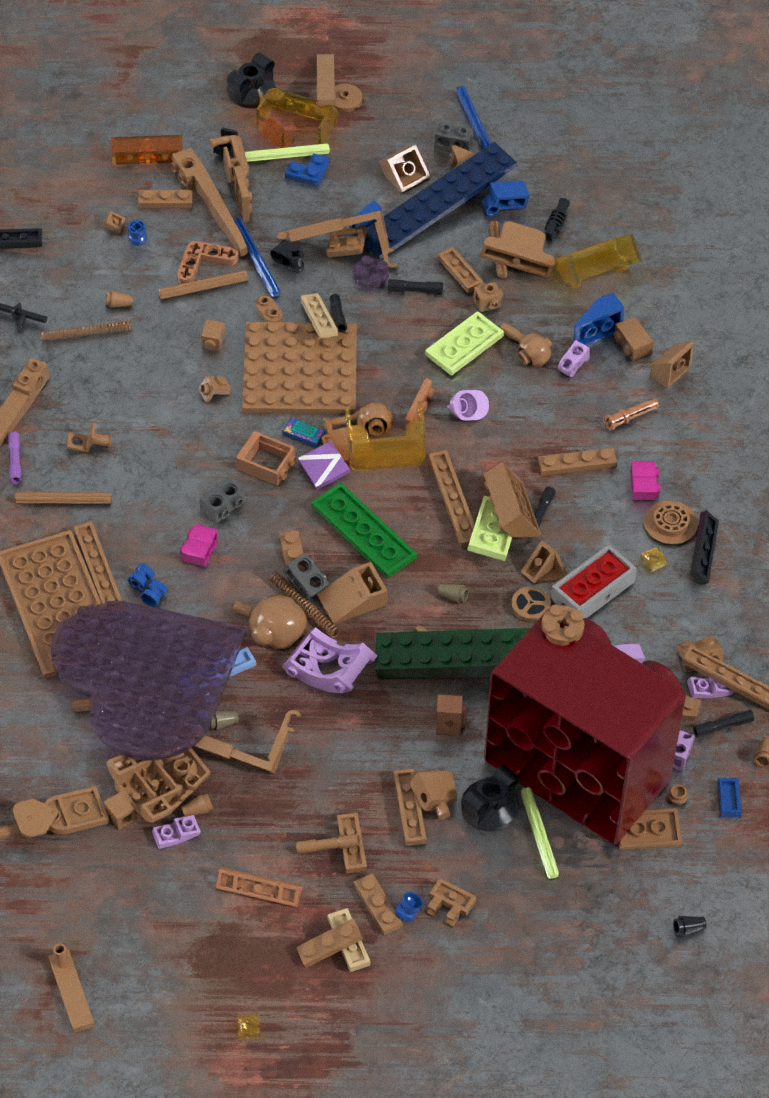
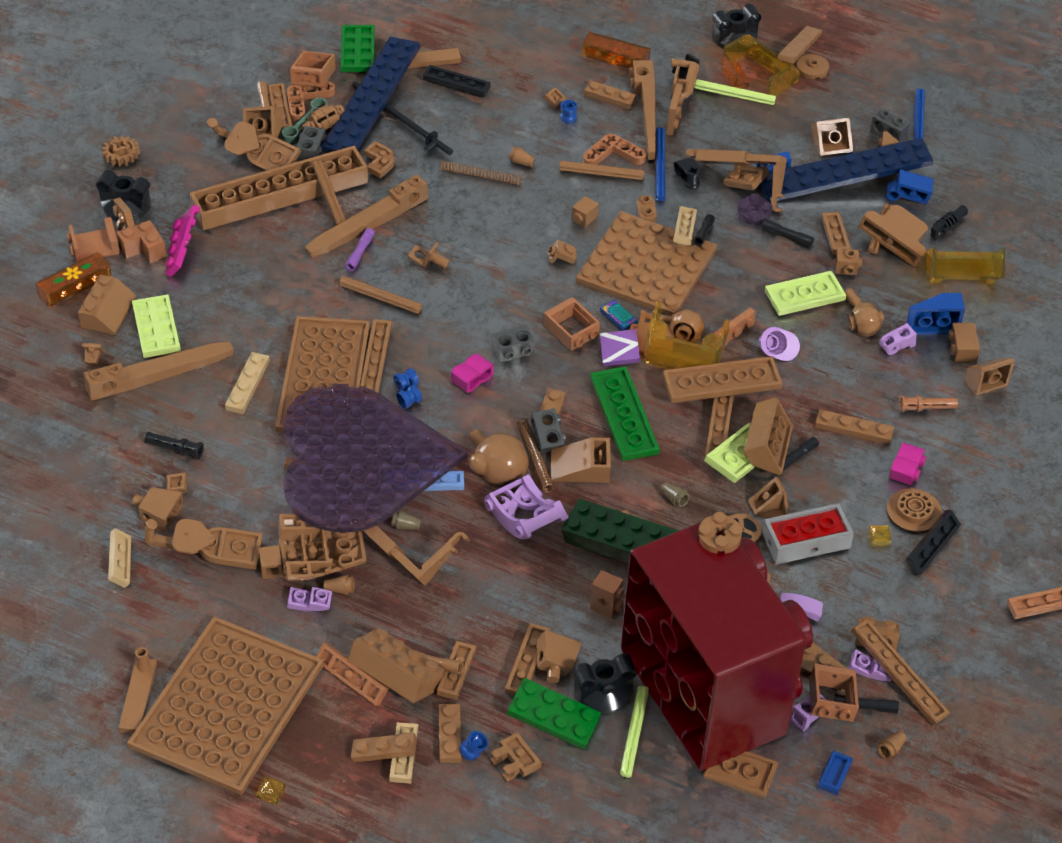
camera: 25 degrees right, 5 degrees down
(160, 964) = (226, 705): none -> medium nougat plate
(298, 861) = (396, 665): none -> medium nougat brick
(311, 173) = (747, 115): blue plate -> none
(438, 462) = (722, 379): none -> medium nougat plate
(461, 846) = (554, 713): none -> green plate
(678, 794) = (786, 749): medium nougat plate -> none
(701, 709) = (845, 679): none -> nougat window

